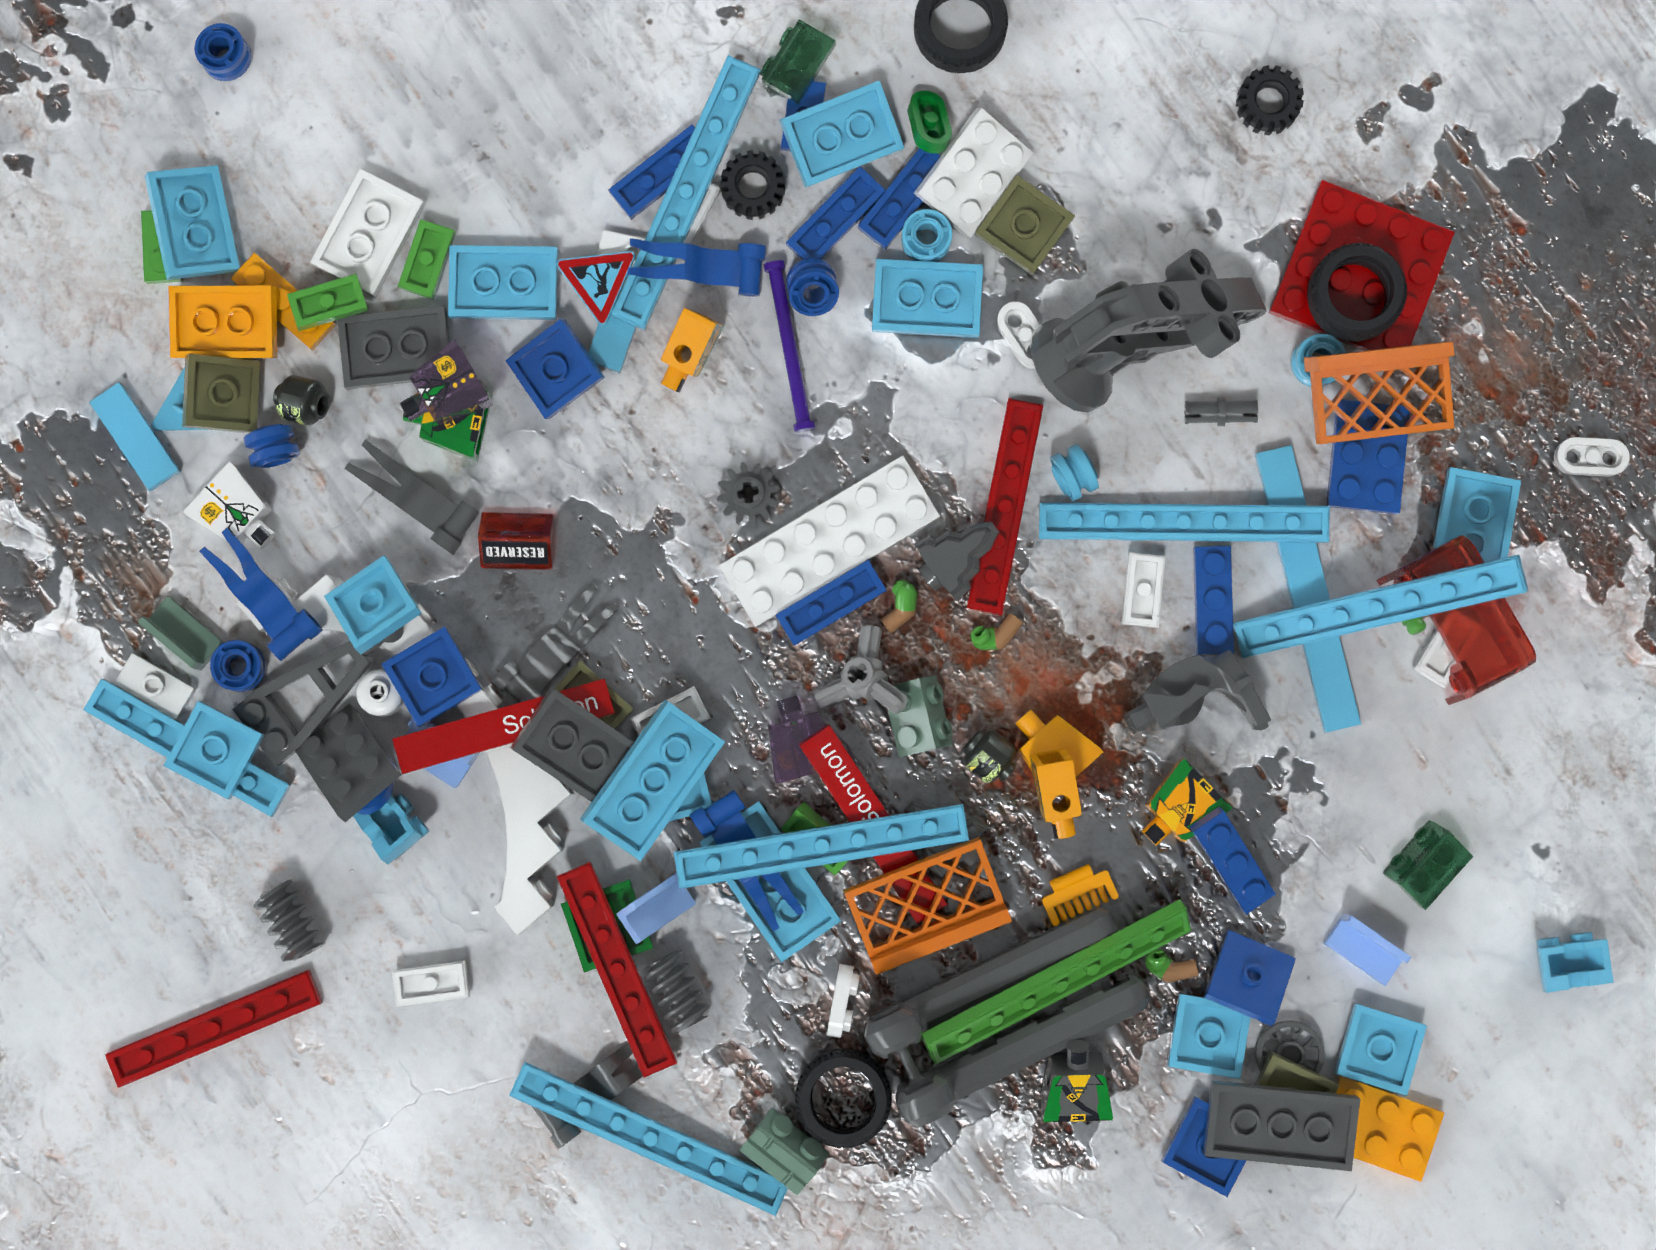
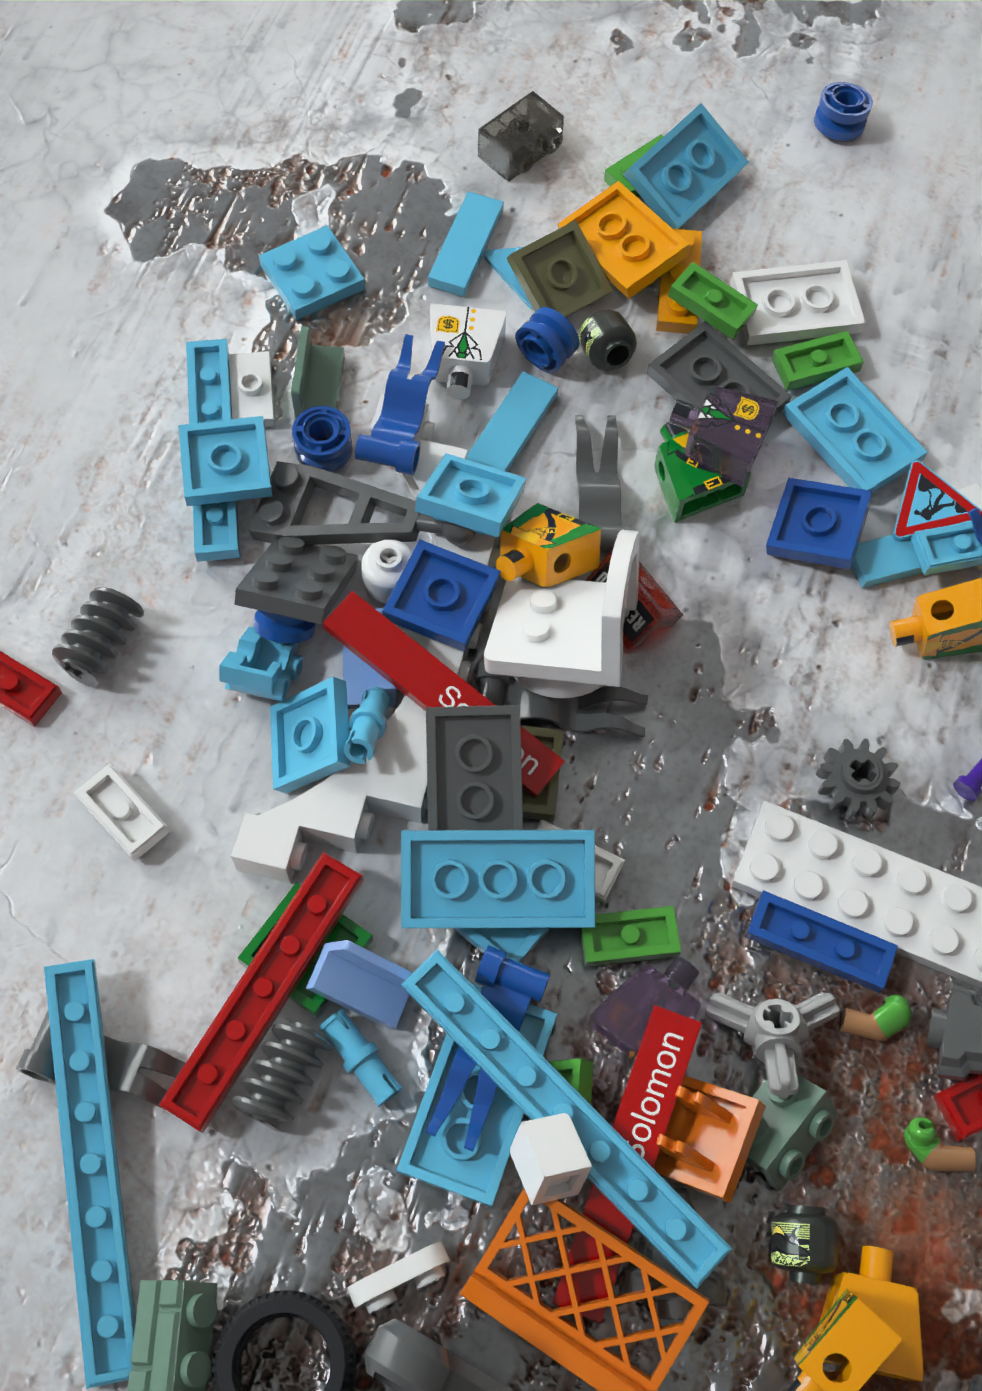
camera: 50 degrees right, 20 degrees down
(55, 308) = (520, 136): none -> clear smoke brick
(78, 571) = (312, 272): none -> medium azure plate
(321, 521) = (513, 423): none -> medium azure tile
(443, 577) = (548, 547): none -> light orange torso
(467, 829) = (309, 735): none -> medium azure plate
(491, 790) = (367, 725): none -> medium azure pin
(512, 612) = (568, 634): none -> white piece
(699, 937) = (360, 1057): none -> medium azure pin
(744, 718) = (631, 936): none -> bright green plate
(841, 873) = (550, 1158): none -> white panel
(893, 768) = (708, 1138): none -> orange plate

